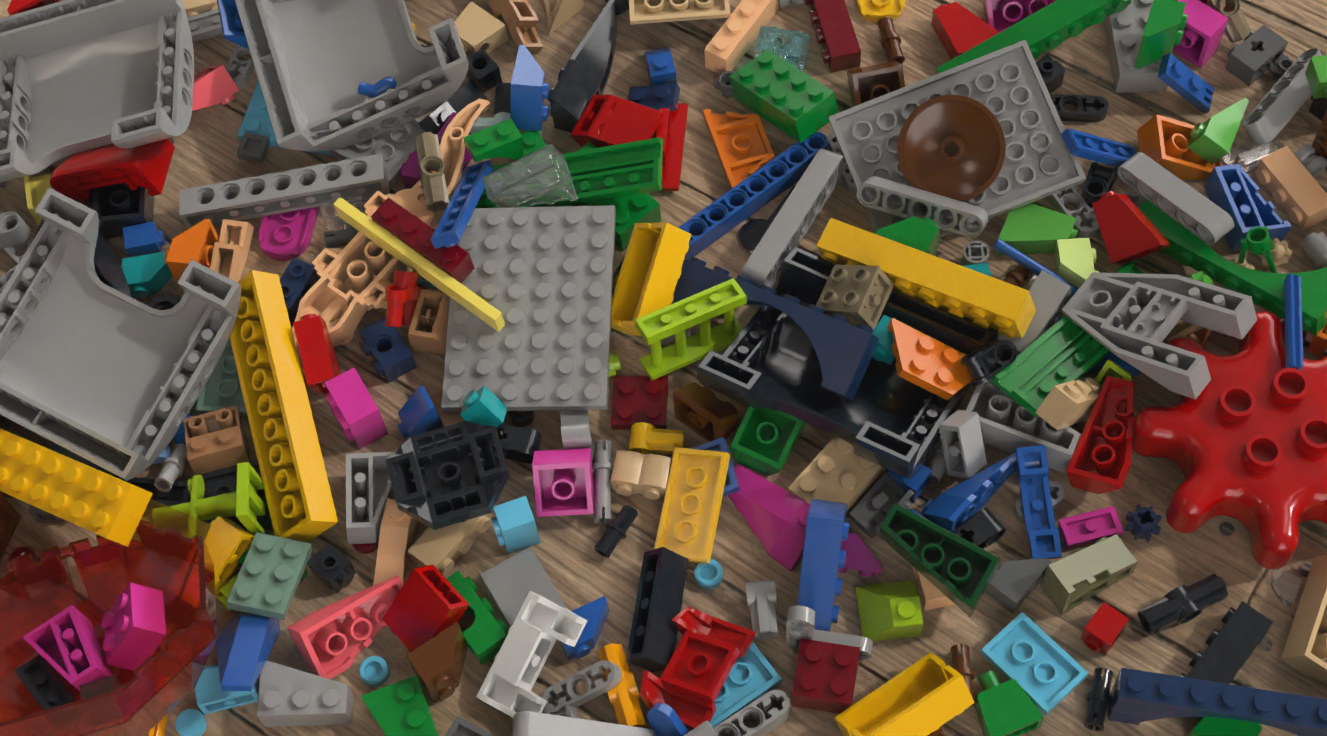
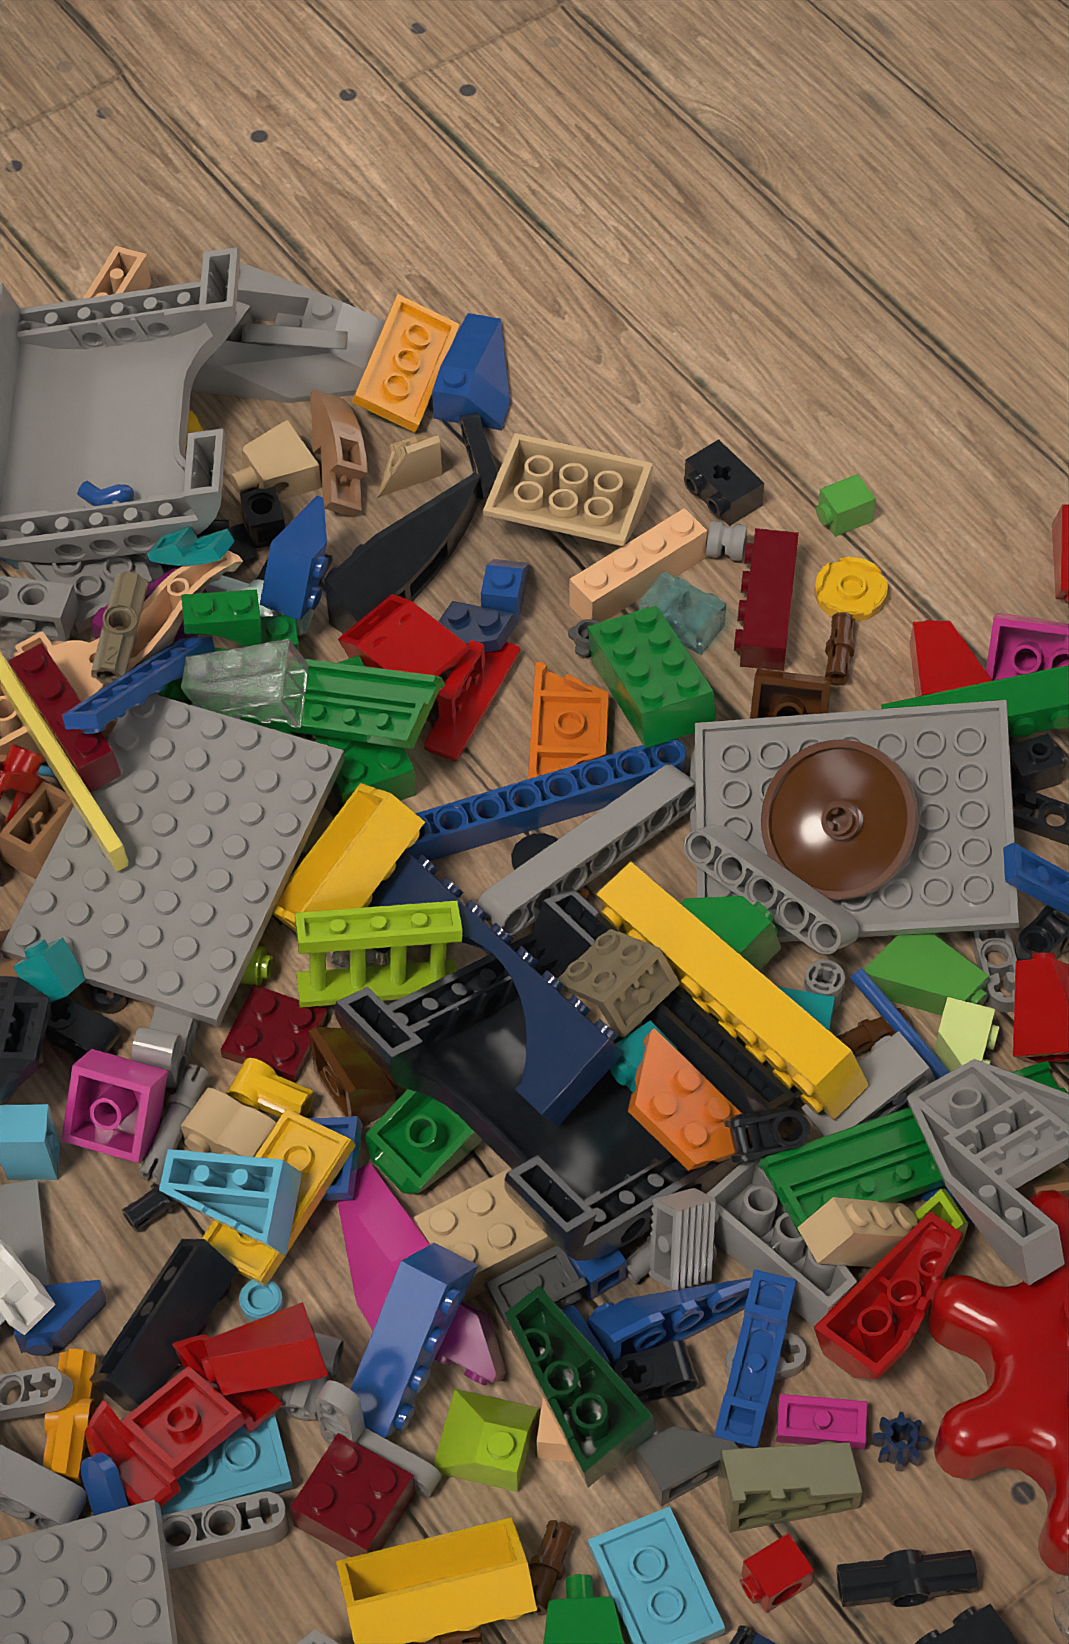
camera: 15 degrees right, 5 degrees down
(449, 107) = (186, 549): none -> teal slope
(670, 510) = (237, 1191): none -> medium azure wedge
(737, 604) = (265, 1353): none -> red slope

